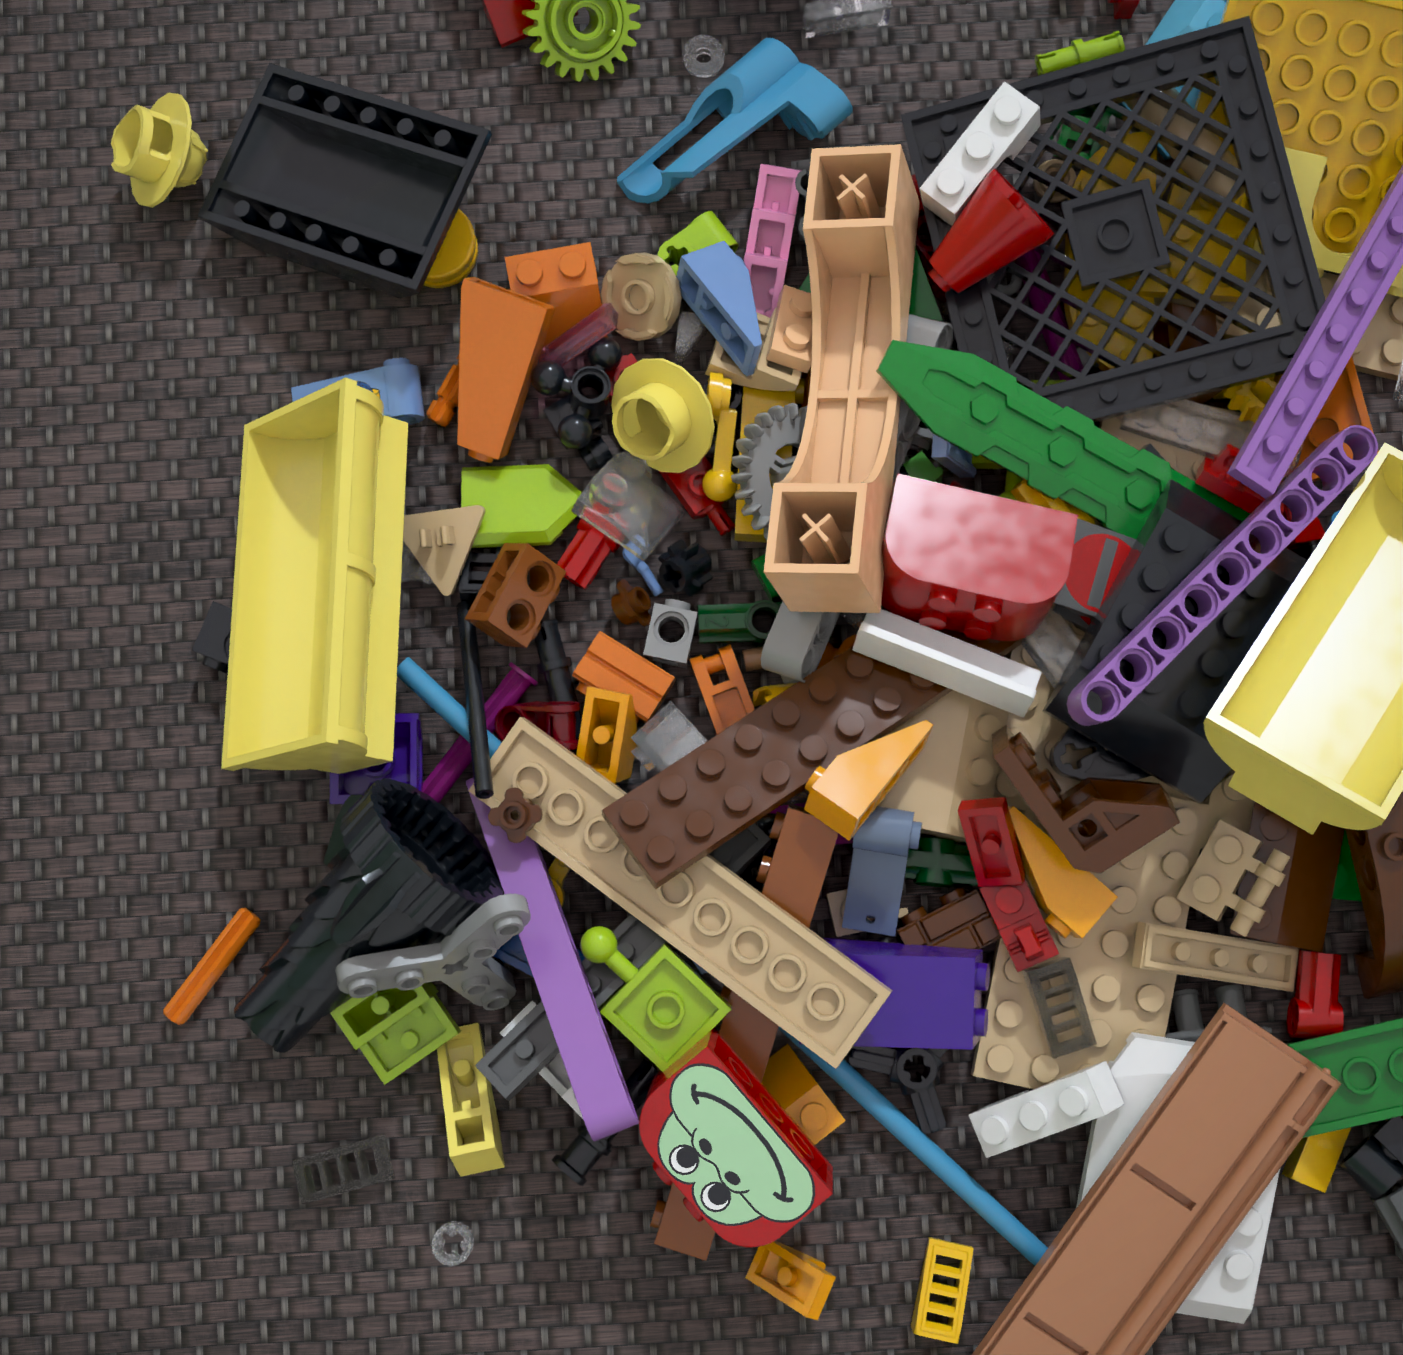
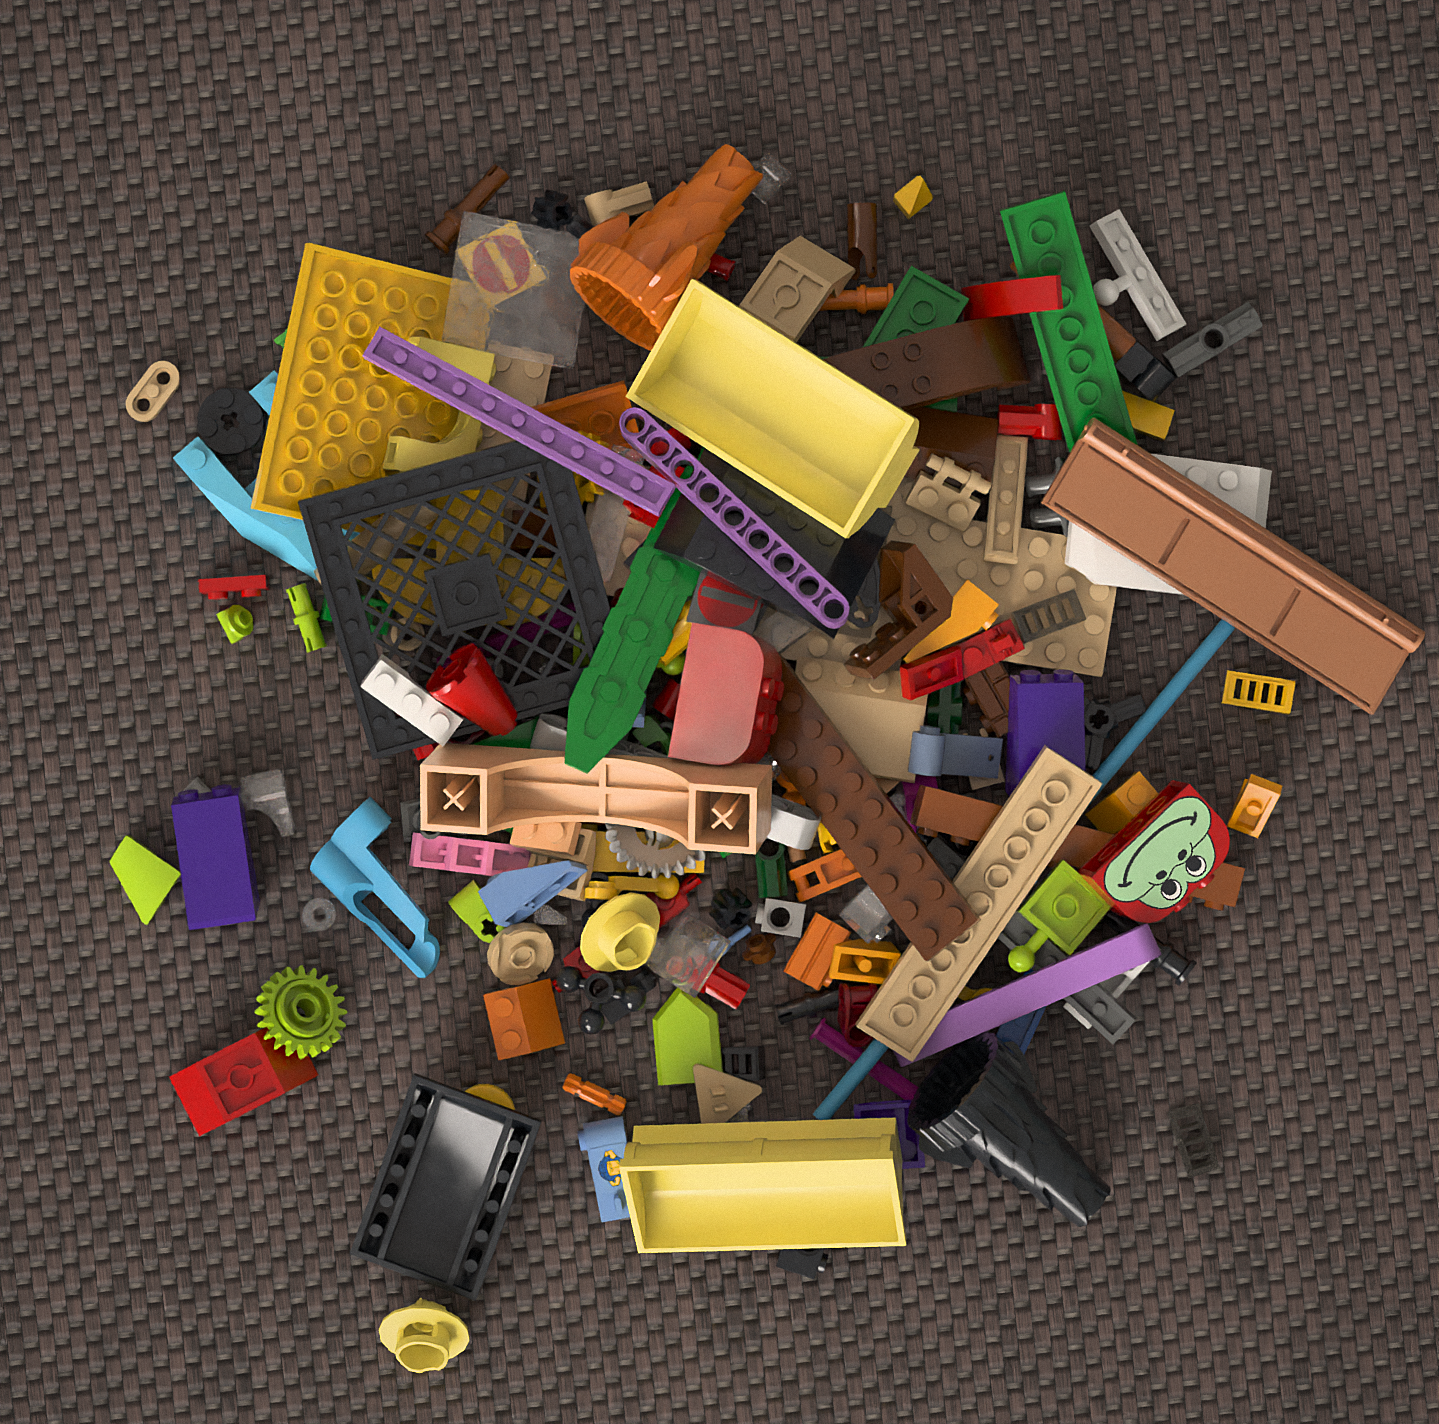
camera: 90 degrees left, 5 degrees up
(211, 966) = (1049, 1250): orange axle -> none
(396, 1027) = (1084, 1106): lime brick -> none
(458, 960) = (1038, 1058): light grey piece -> none
(466, 1245) = (1232, 1056): clear bush -> none
(469, 1104) = (1138, 1050): light yellow slope -> none
(475, 704) = (841, 1062): black piece -> none
(497, 354) = (579, 1061): orange slope -> none
(508, 590) = (759, 1038): dark orange brick -> none
(528, 815) = (930, 1015): reddish brown plate -> none
(581, 335) = (555, 998): clear pink tile -> none
(862, 777) = (892, 773): light orange slope -> none
(947, 661) = (801, 712): white panel -> none
(1046, 1109) = (1123, 624): white arch -> none

